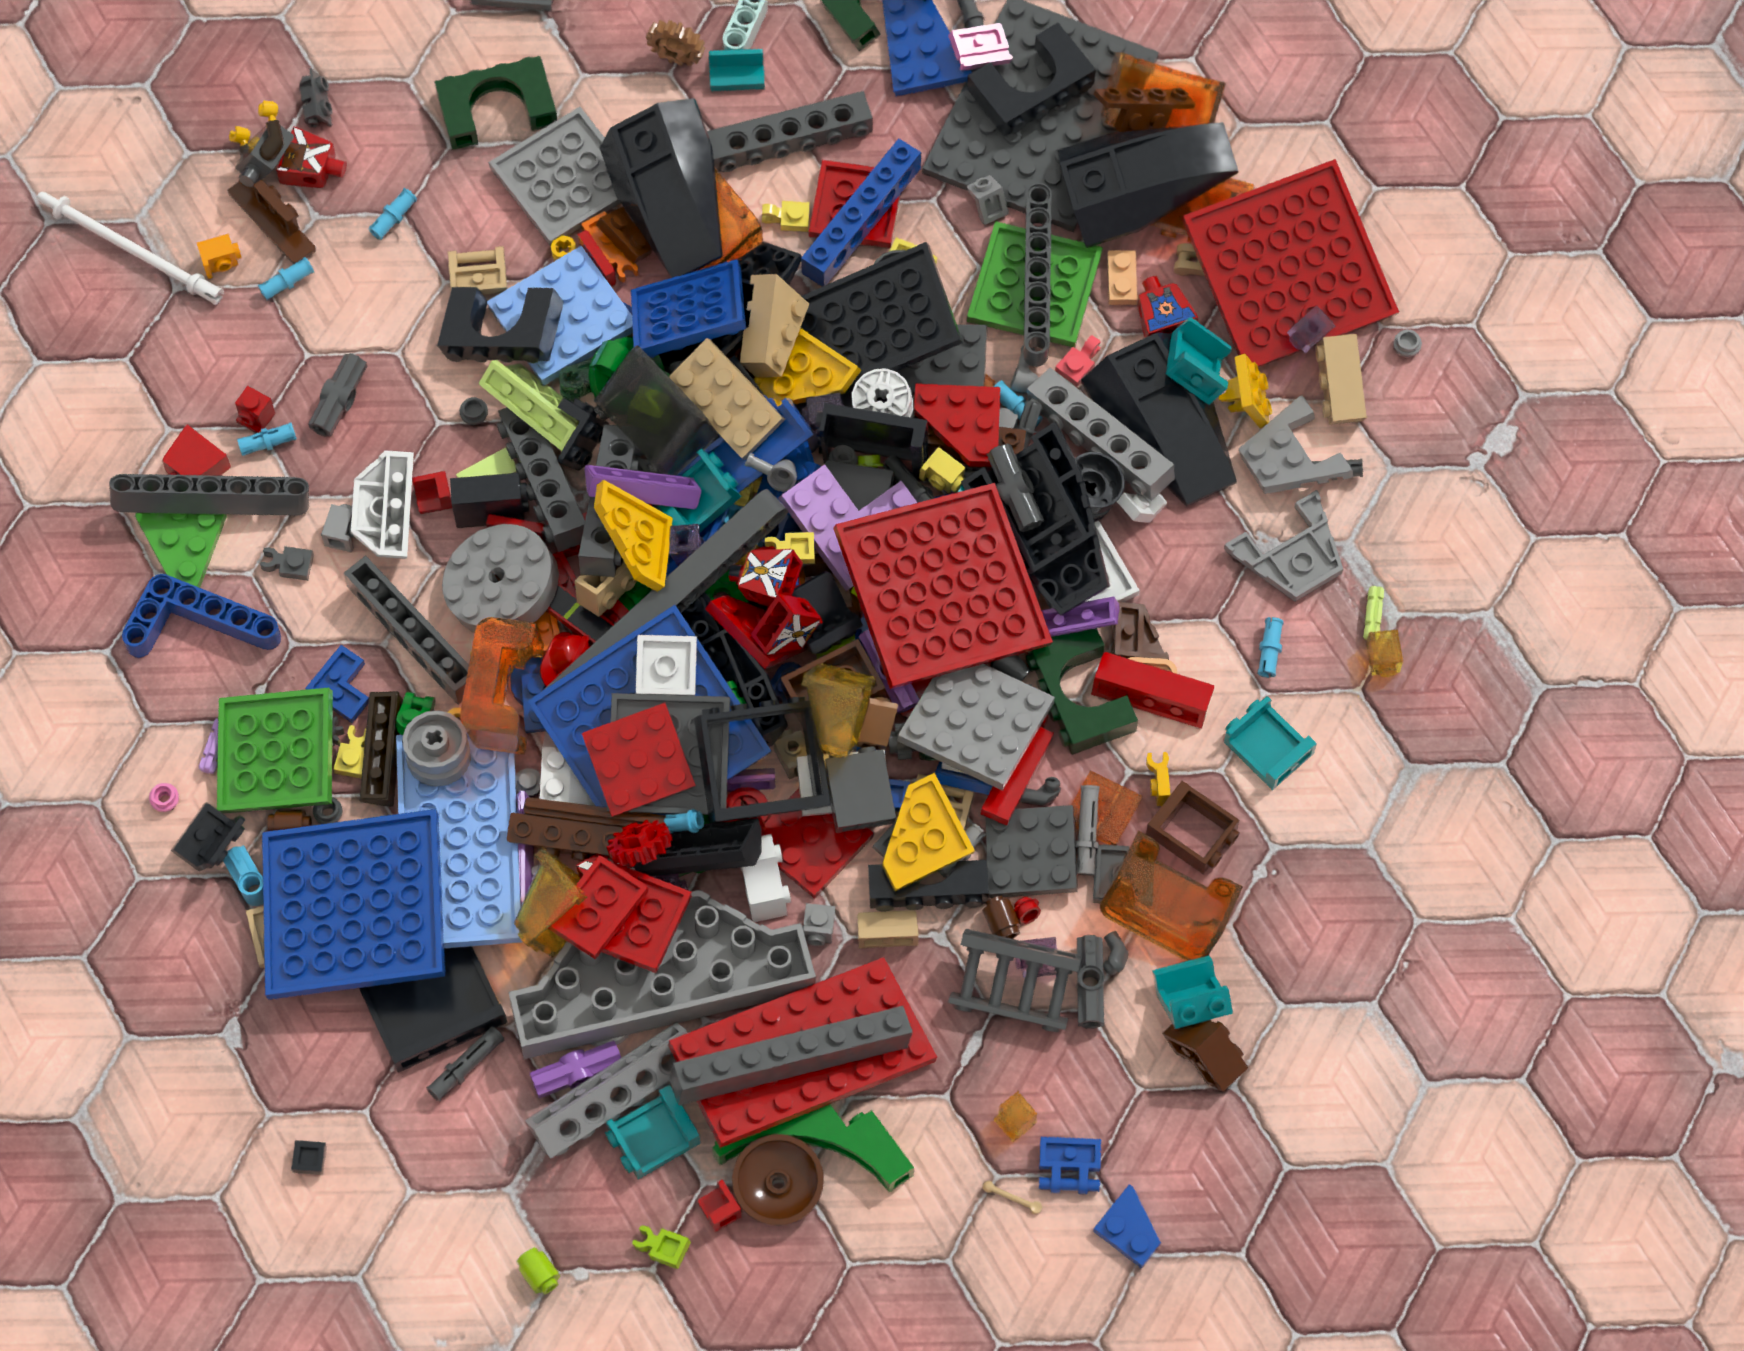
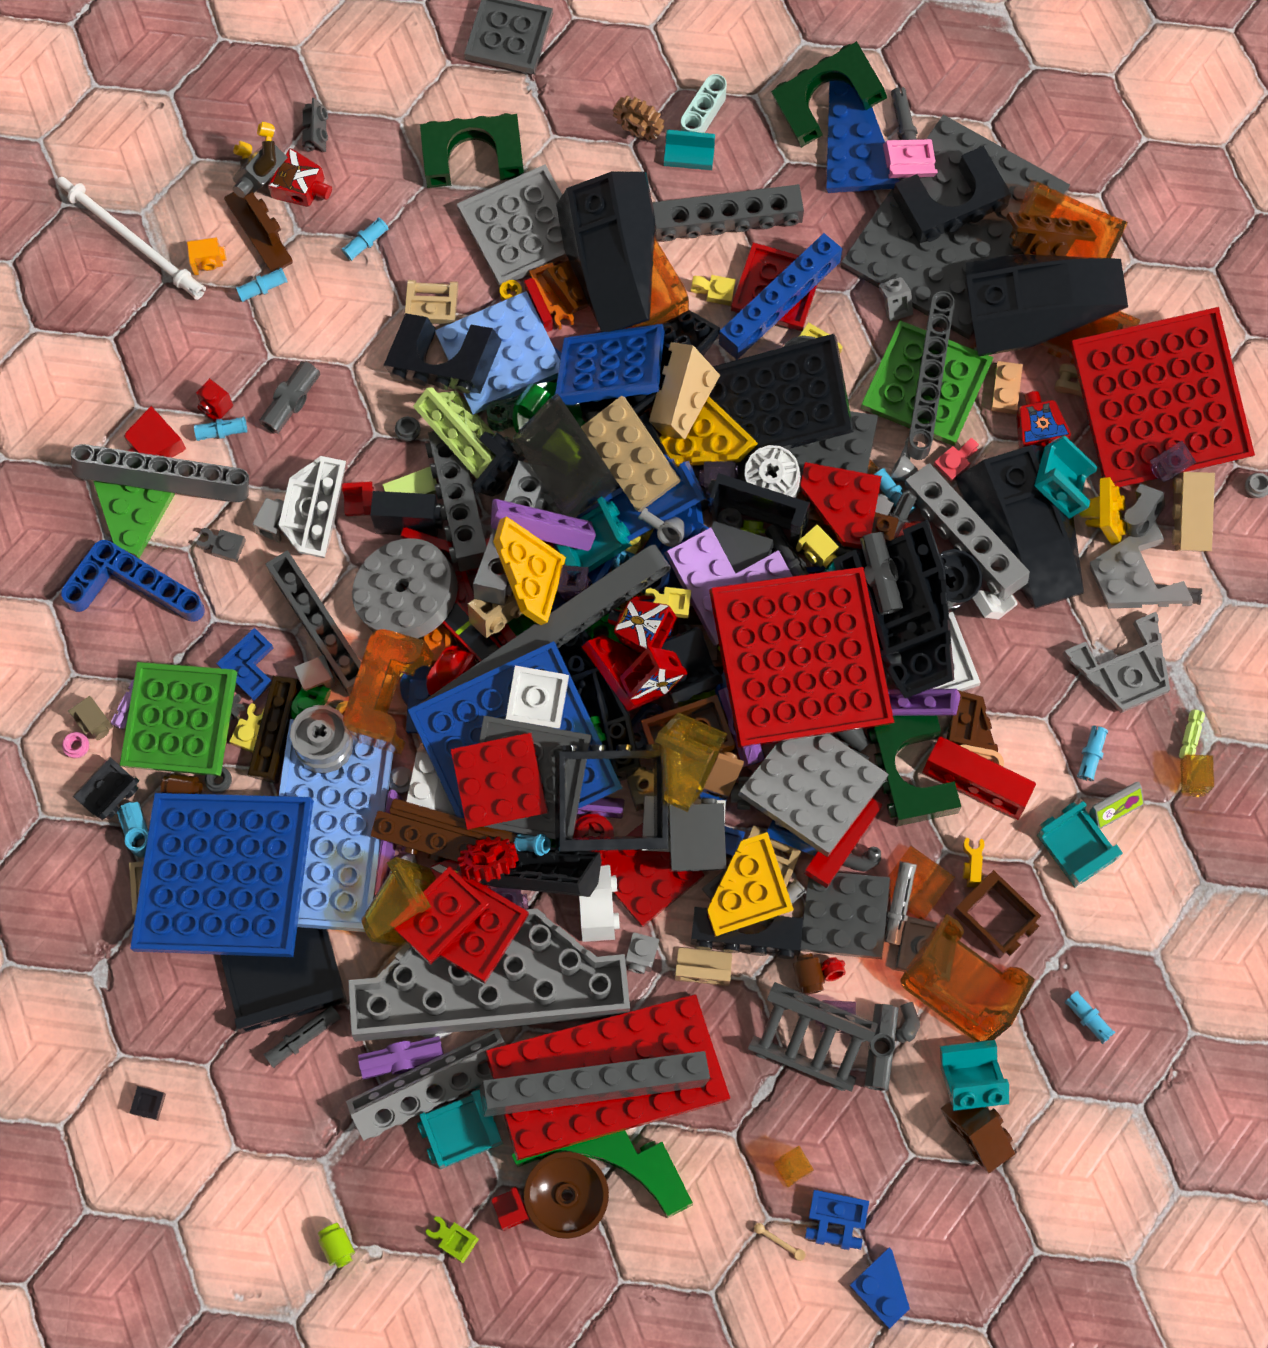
camera: 10 degrees right, 5 degrees up
(177, 765) = (91, 718): none -> dark tan brick
(416, 682) = (315, 673): none -> panel
(1289, 387) = (1145, 511): none -> dark grey leg
(1305, 696) = (1117, 805): none -> slope
(1307, 918) = (1089, 1017): none -> medium azure pin

